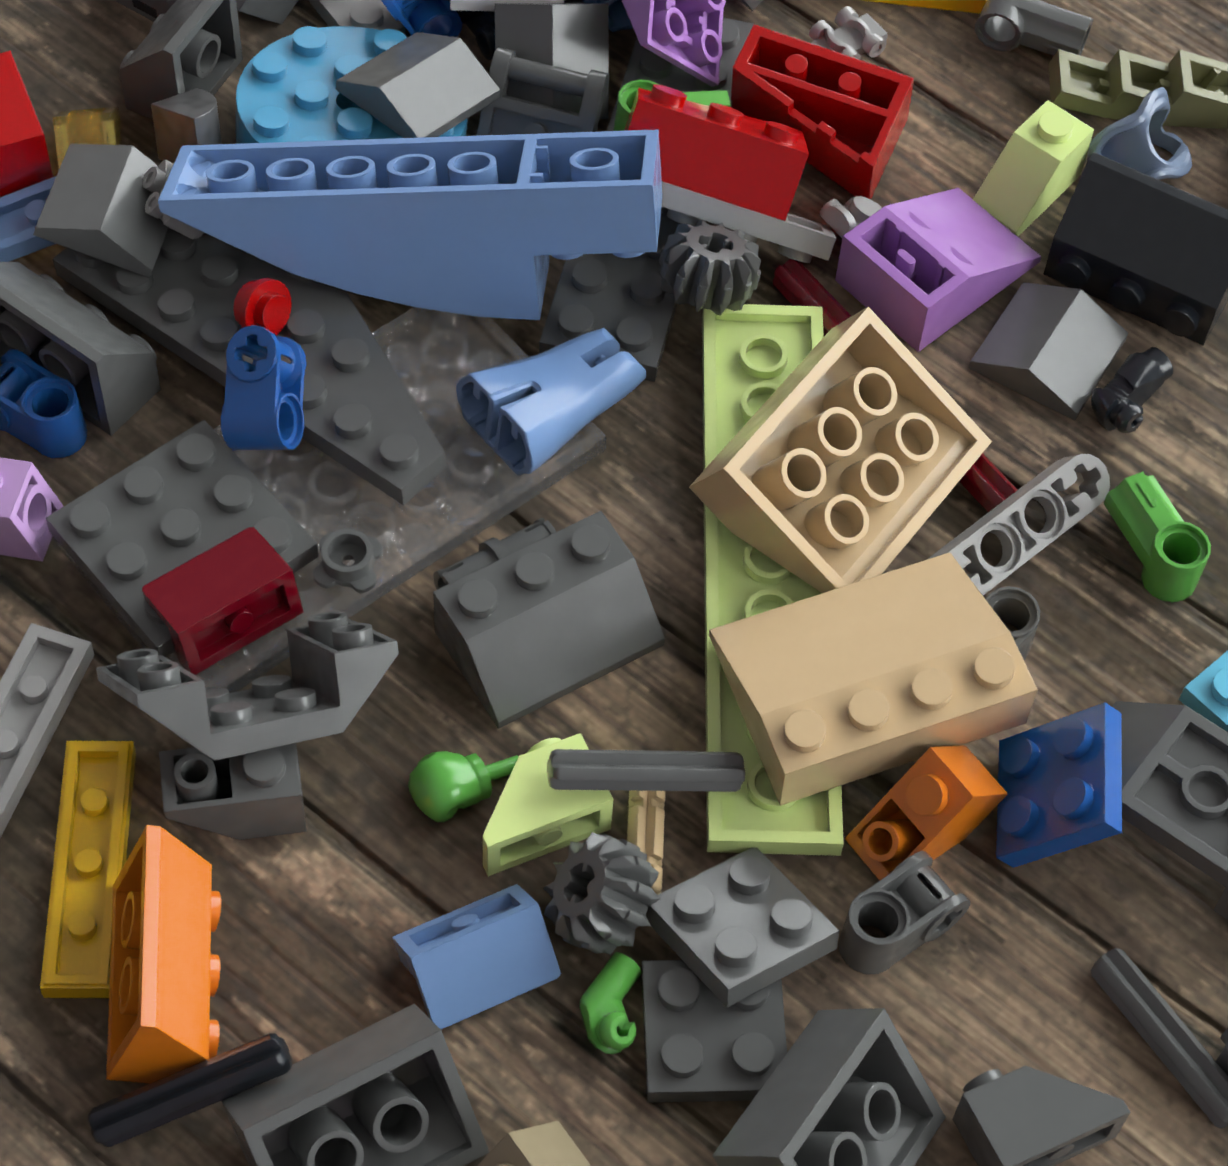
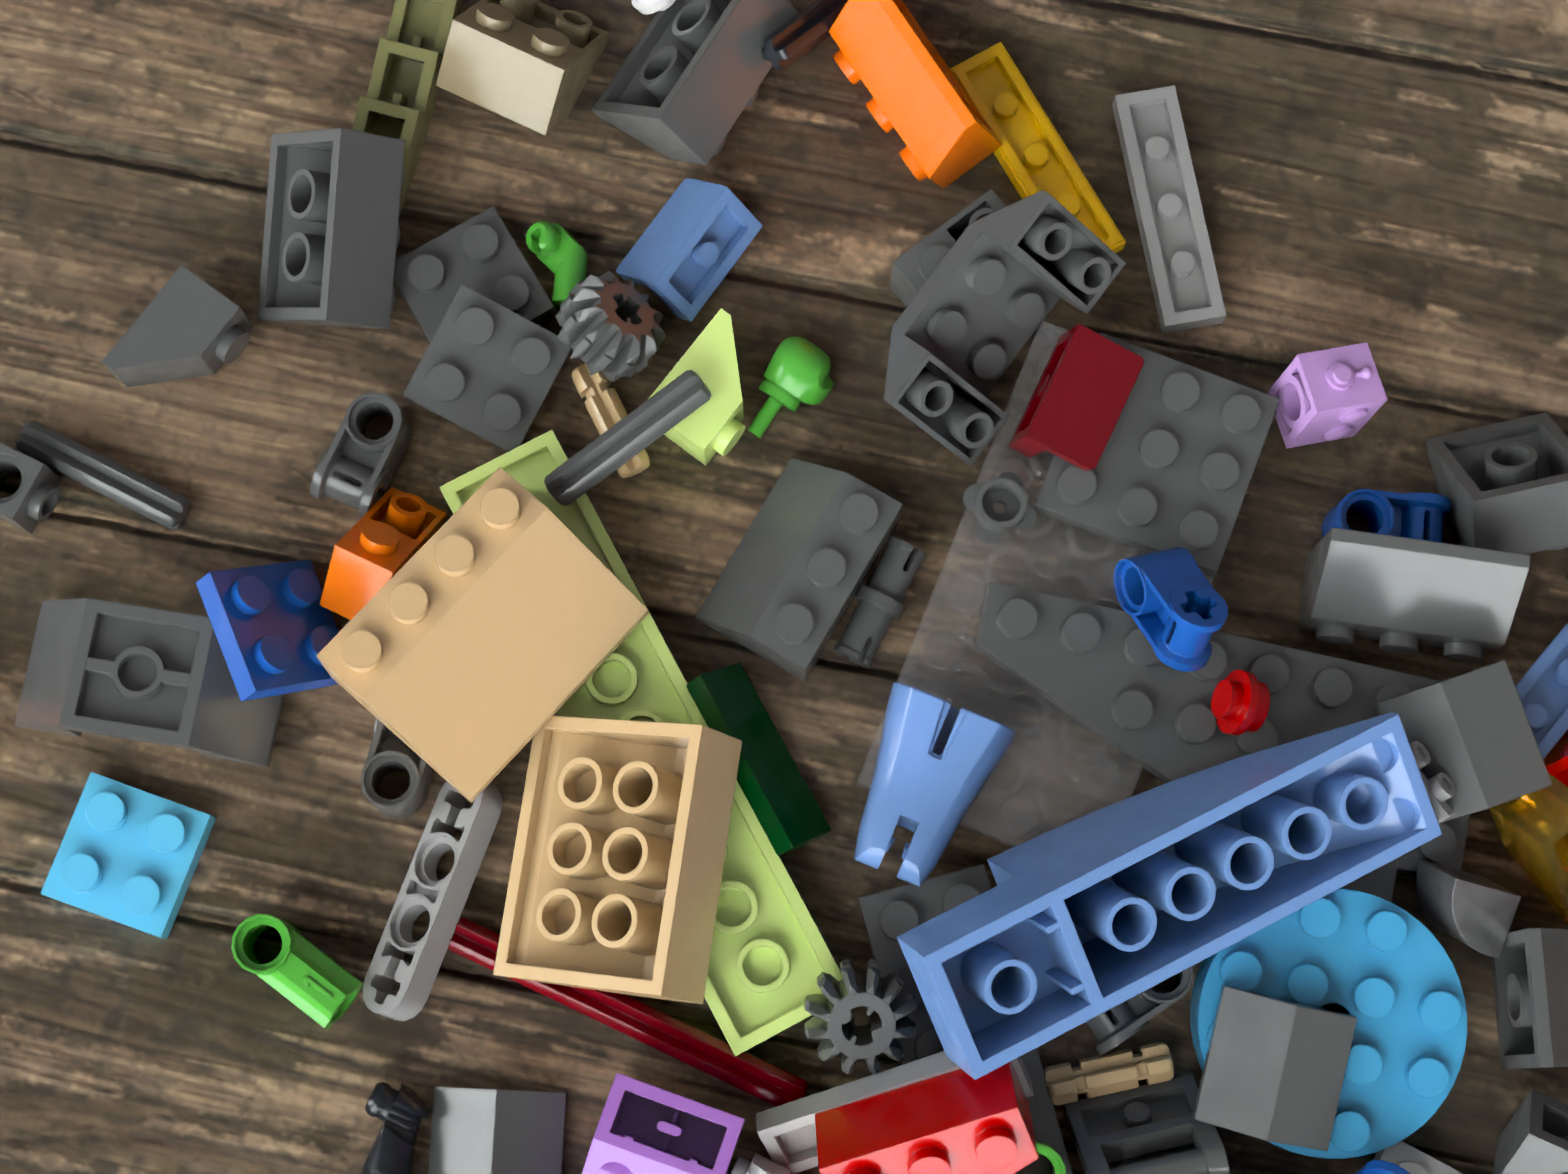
camera: 155 degrees right, 20 degrees up
(674, 512) = (765, 765): none -> dark green tile

